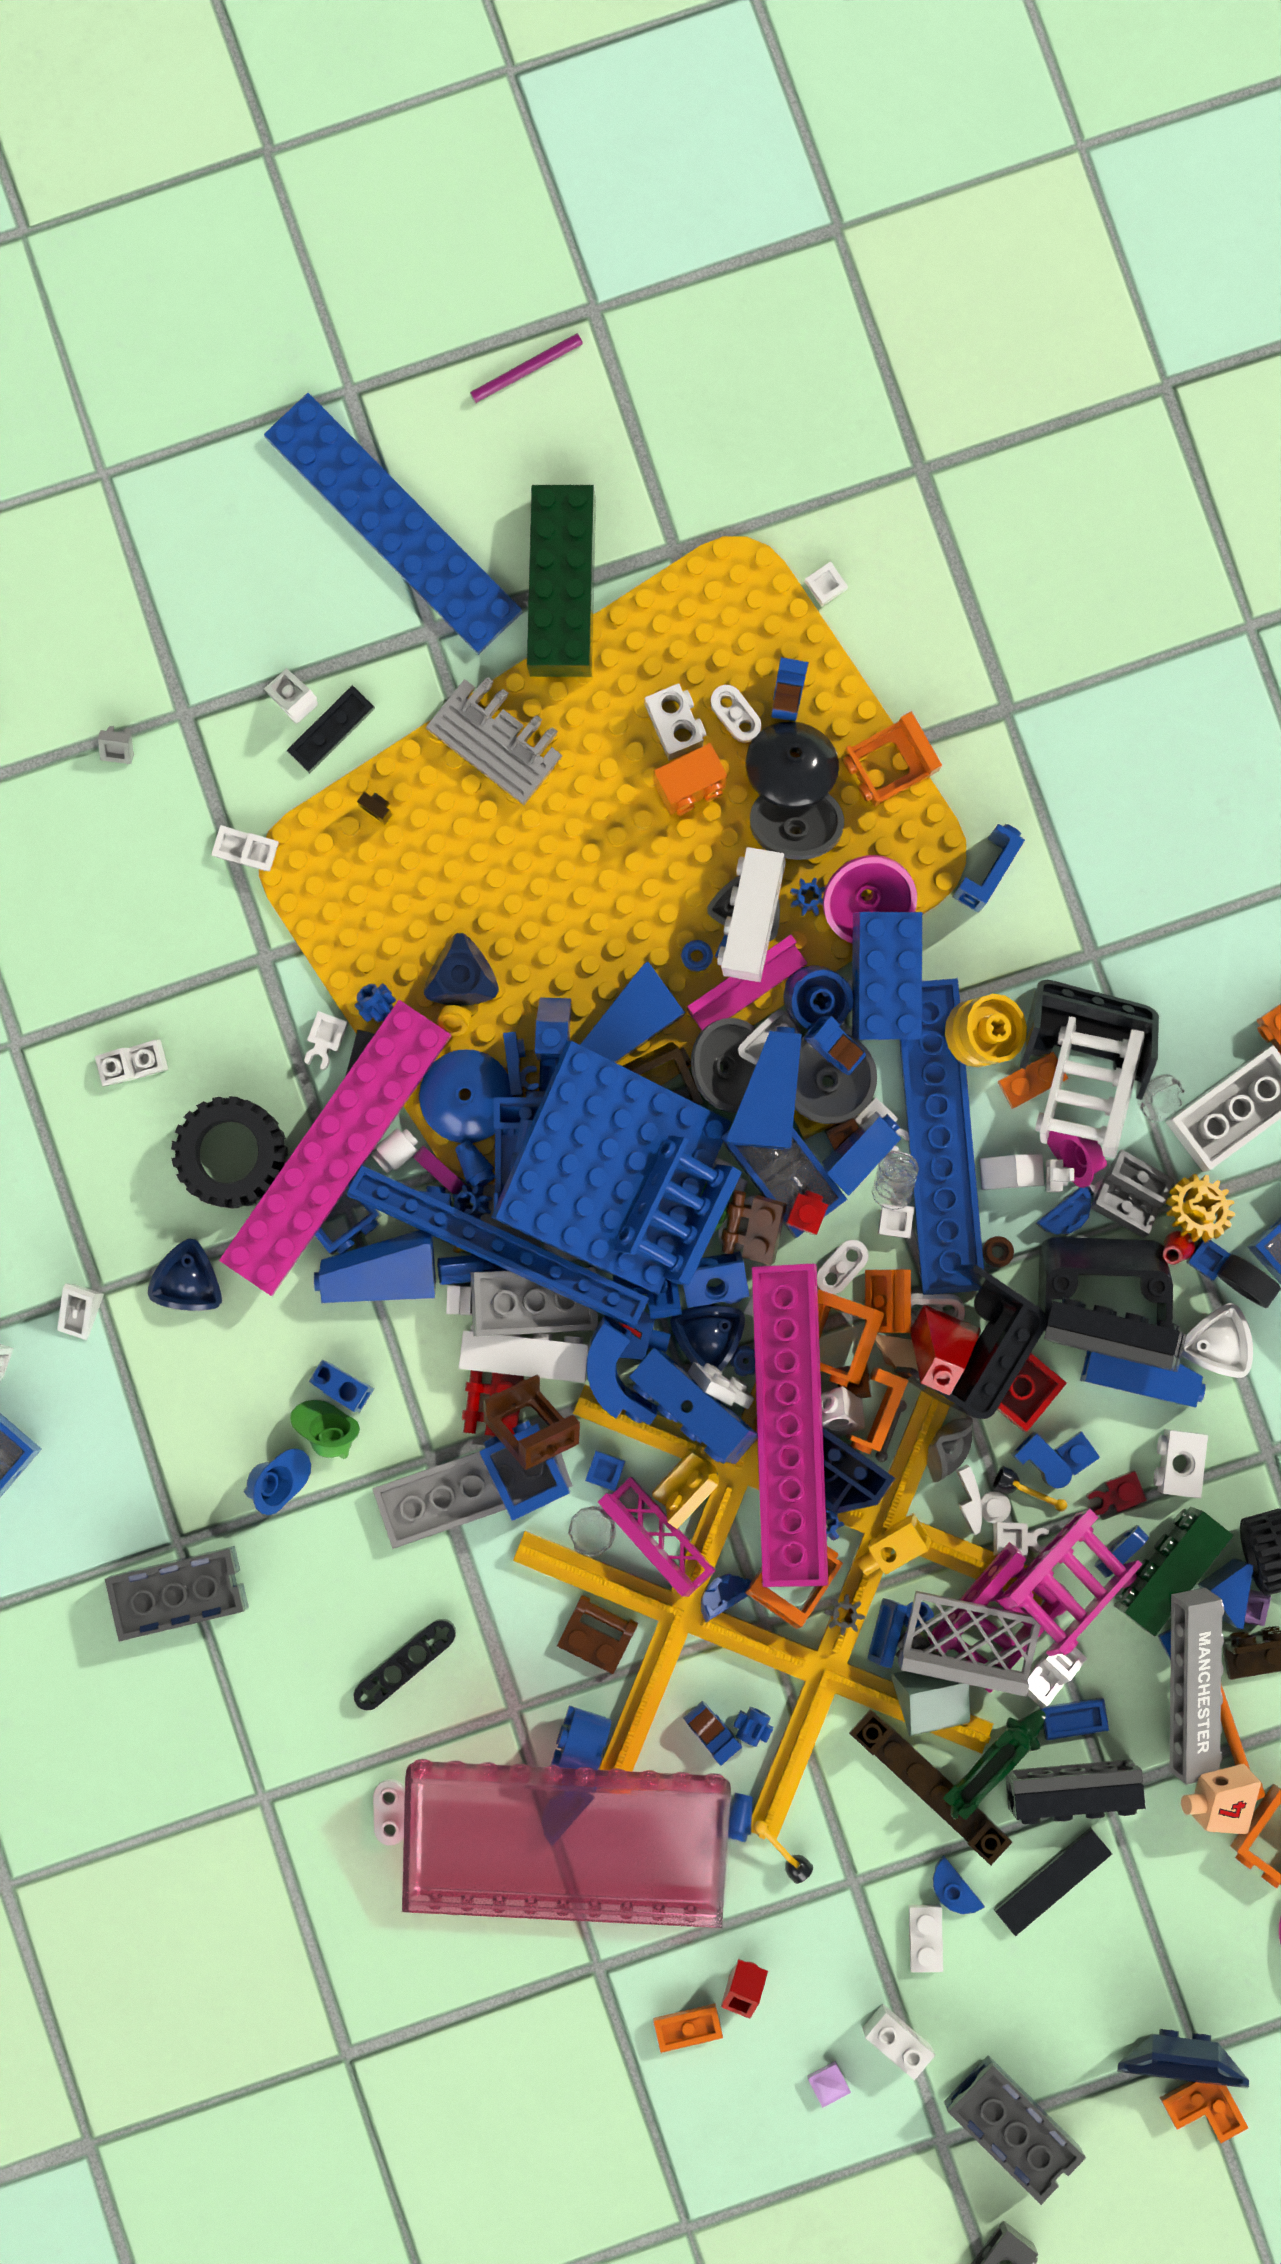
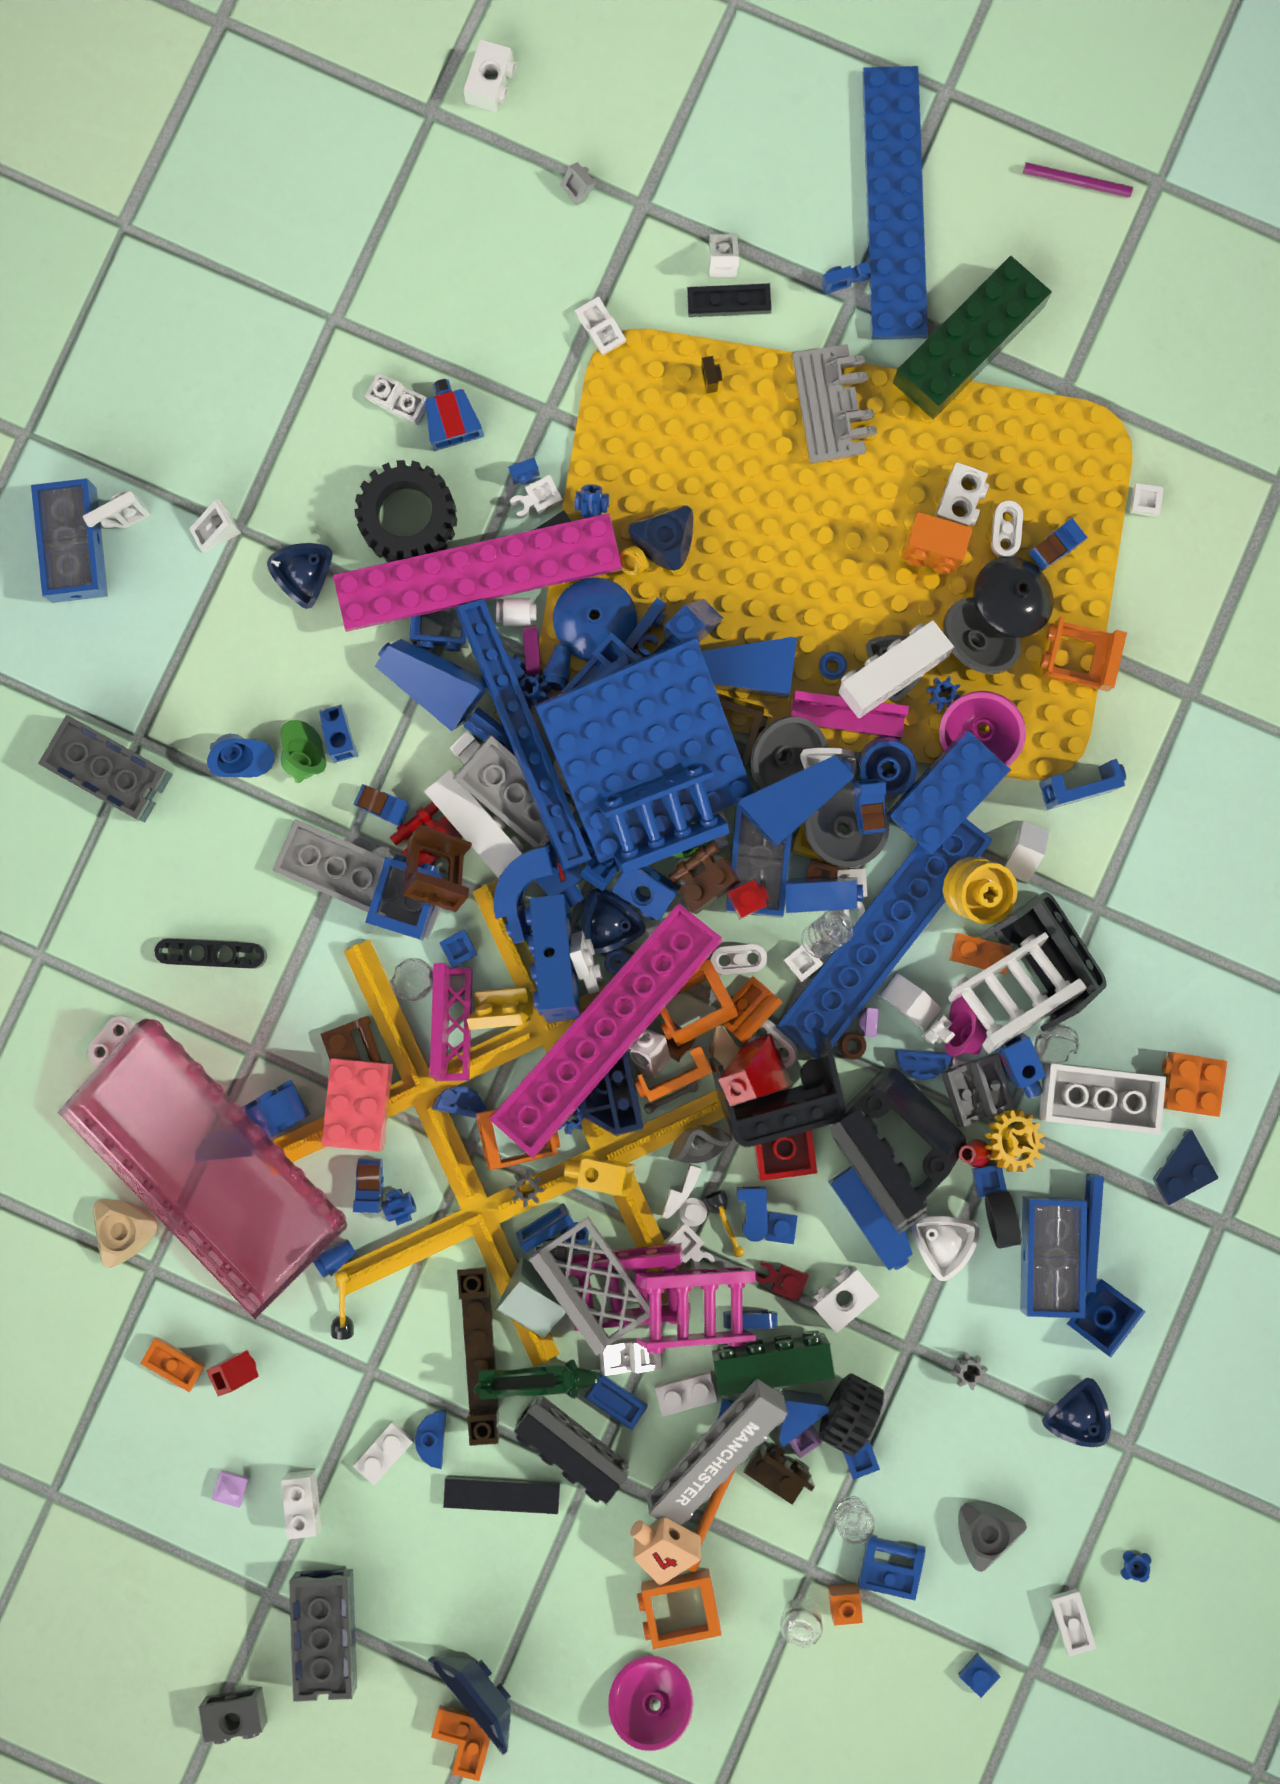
camera: 45 degrees right, 0 degrees up
(191, 1037) = (451, 417): none -> torso
(294, 1028) = (524, 471): none -> blue plate
(405, 629) = (841, 278): none -> blue plate
(432, 1411) = (382, 805): none -> leg
(543, 1959) = (121, 1230): none -> tan hat
(643, 1675) = (357, 1104): none -> coral brick
(993, 962) = (1027, 851): none -> white slope
(994, 1220) = (869, 1021): none -> lavender tile
(1125, 1660) = (685, 1394): none -> white plate
(1150, 1141) = (1022, 1064): none -> blue torso

